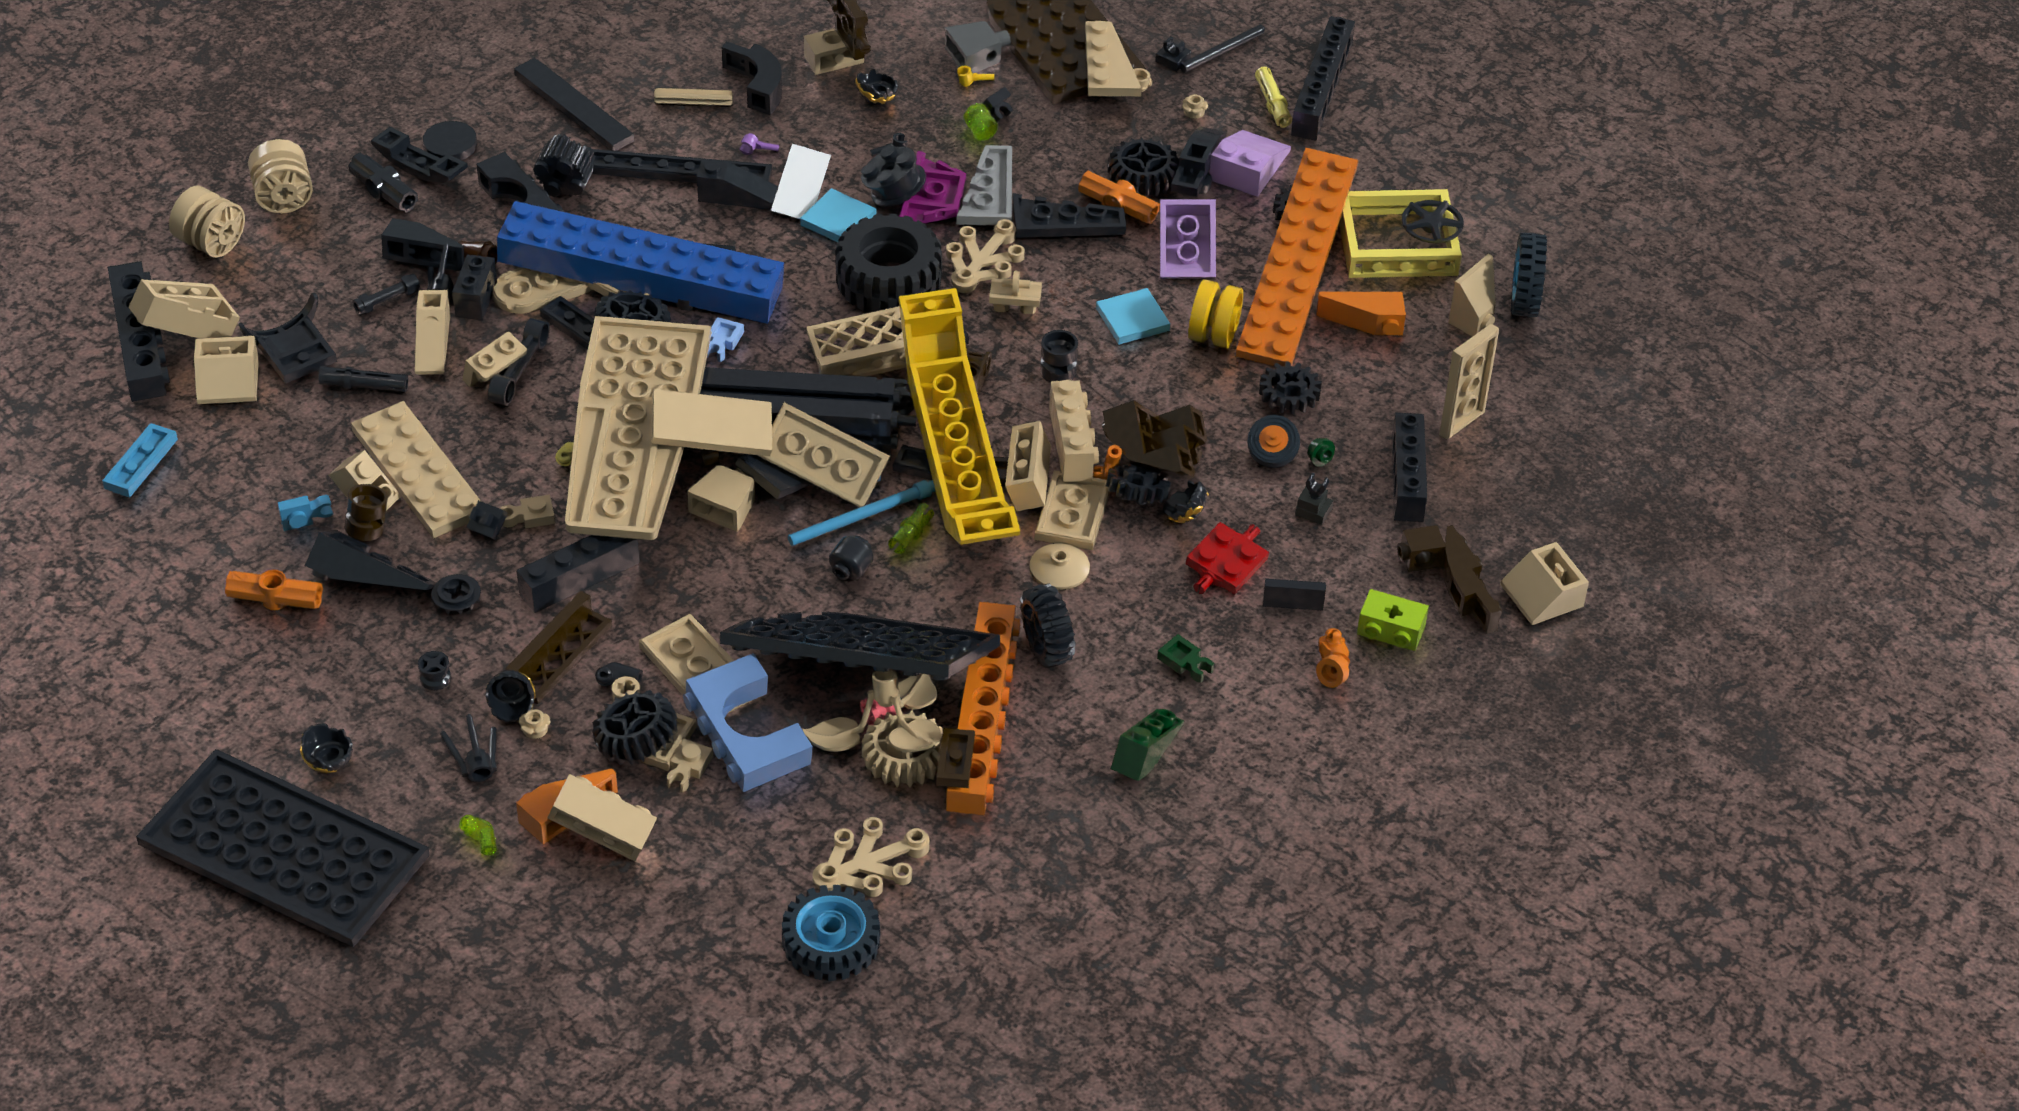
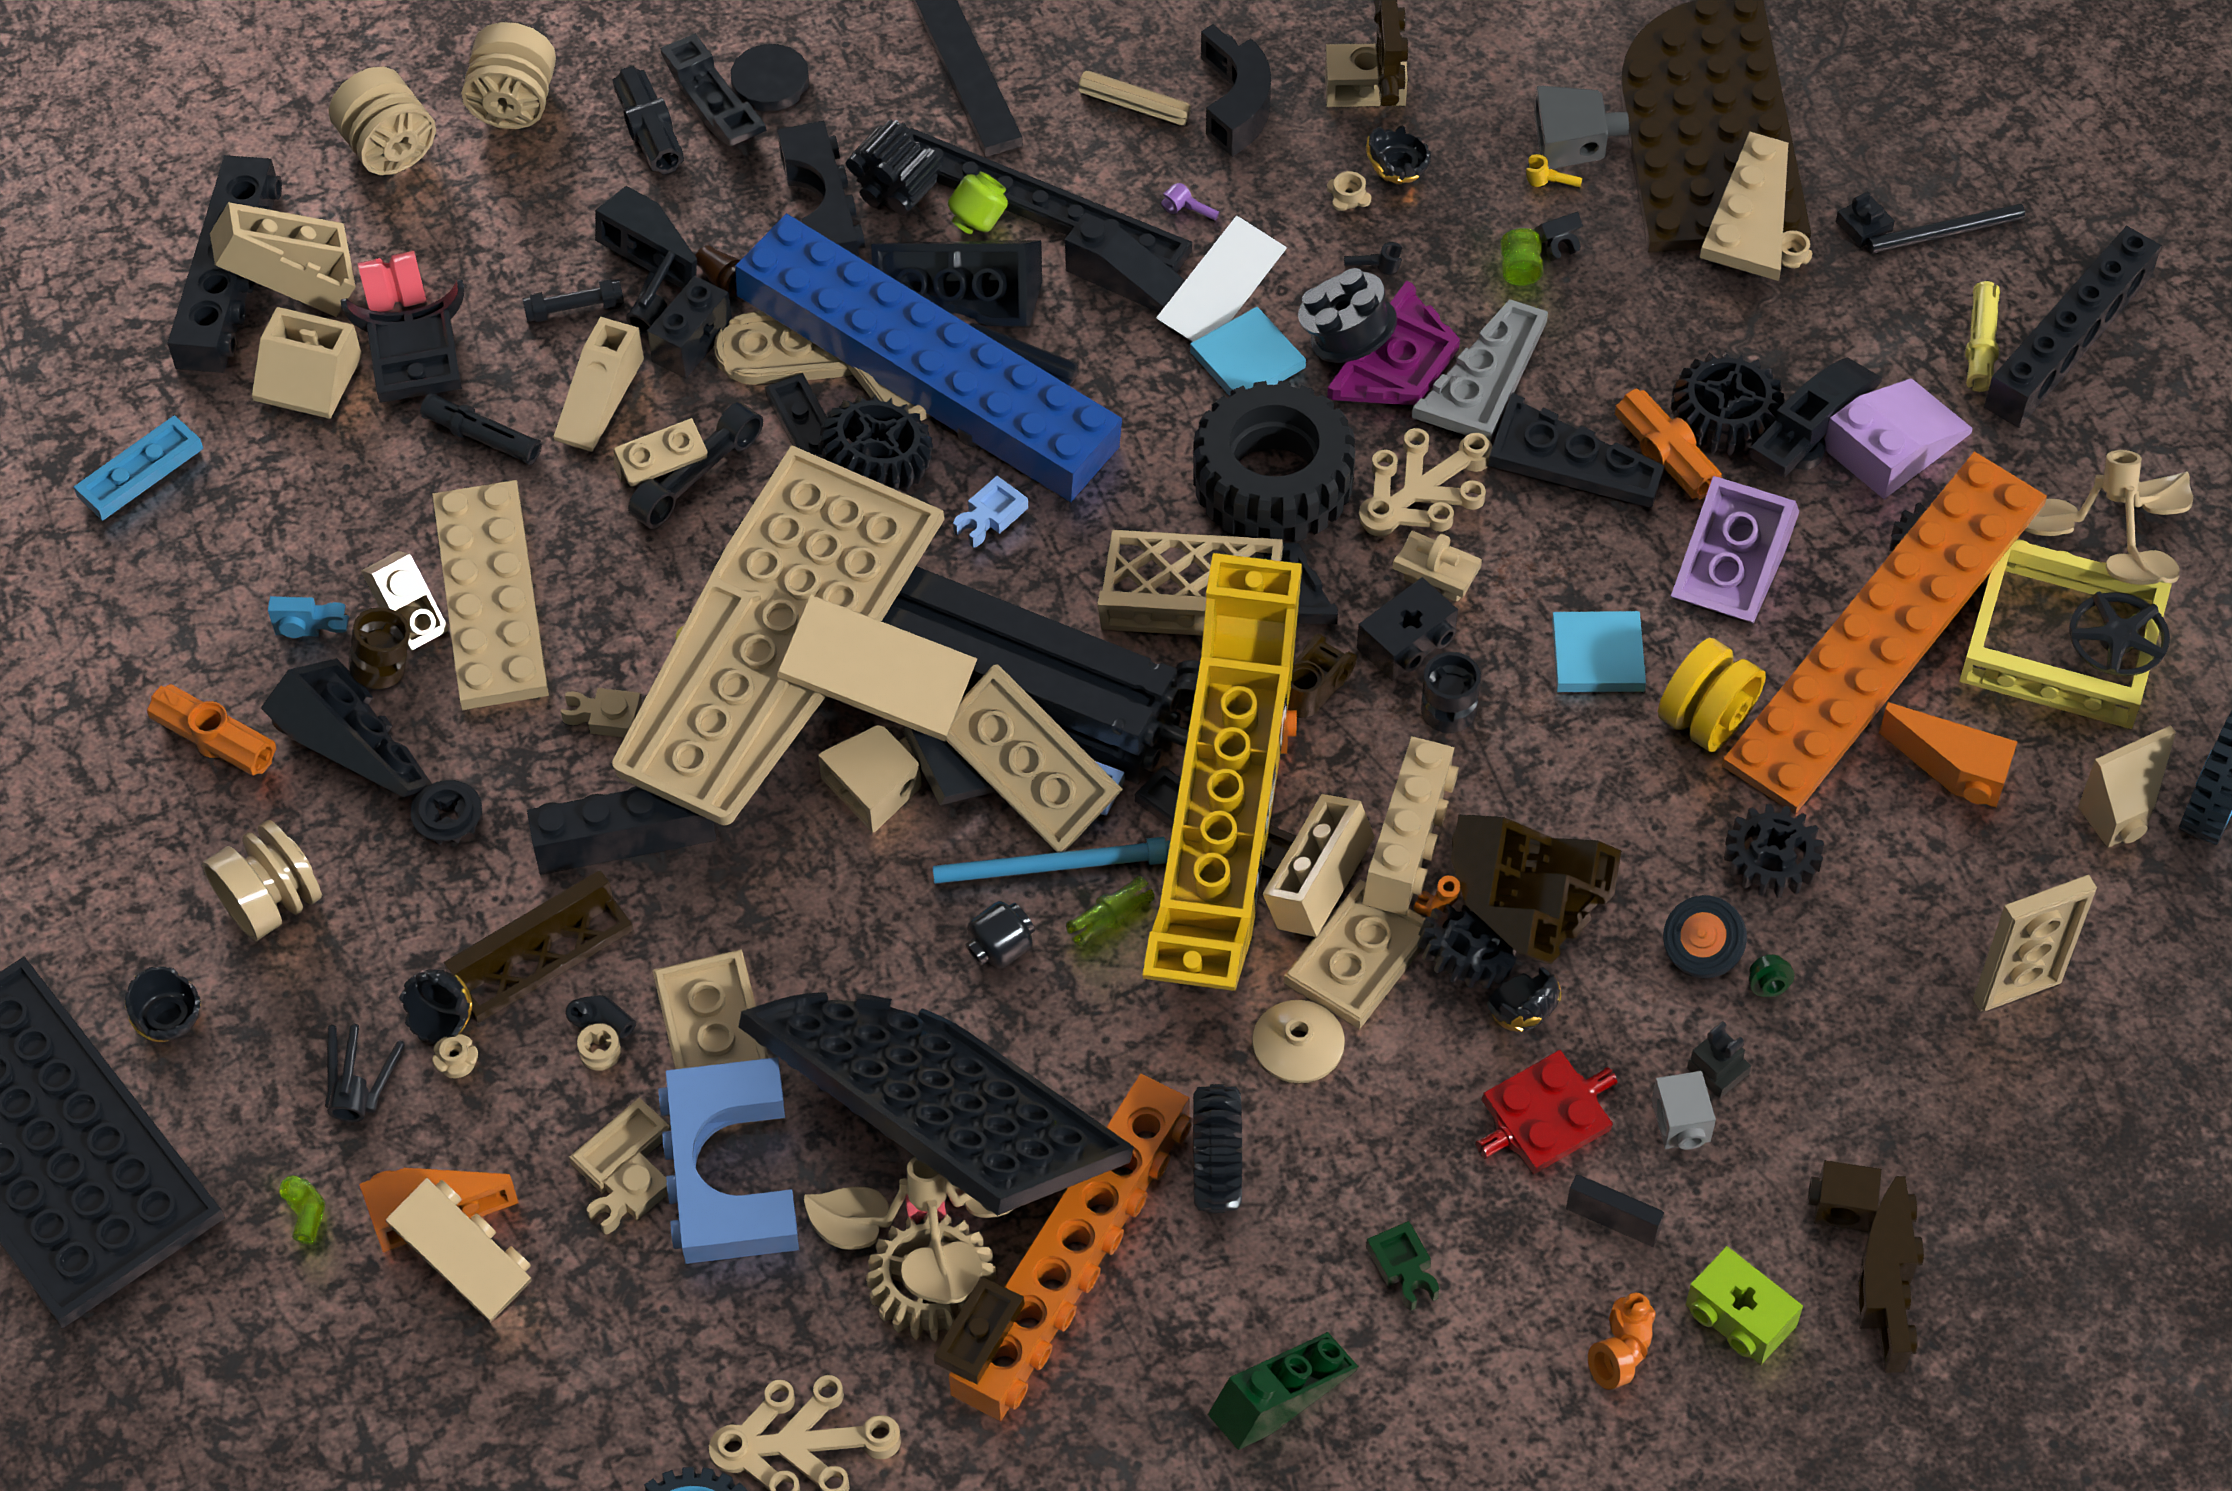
camera: 25 degrees right, 10 degrees up
(263, 311) = (392, 282): none -> coral wheel
(359, 657) = (255, 884): none -> tan wheel
(434, 670) = (364, 916): black wheel -> none
(486, 520) = (537, 707): black tile -> none
(626, 174) = (977, 203): none -> lime head
(635, 727) = (578, 1125): black gear -> none
(651, 210) = (977, 279): none -> black wedge
(855, 114) = (1348, 191): none -> tan plate
(1014, 332) = (1407, 629): none -> black brick
(1194, 106) = (1856, 317): tan plate -> none
(1306, 532) = (1683, 1110): none -> light grey brick
(1397, 145) = (2122, 484): none -> tan plant
(1409, 467) = (1890, 1048): black brick -> none
(1546, 584) = (2006, 1326): tan slope -> none

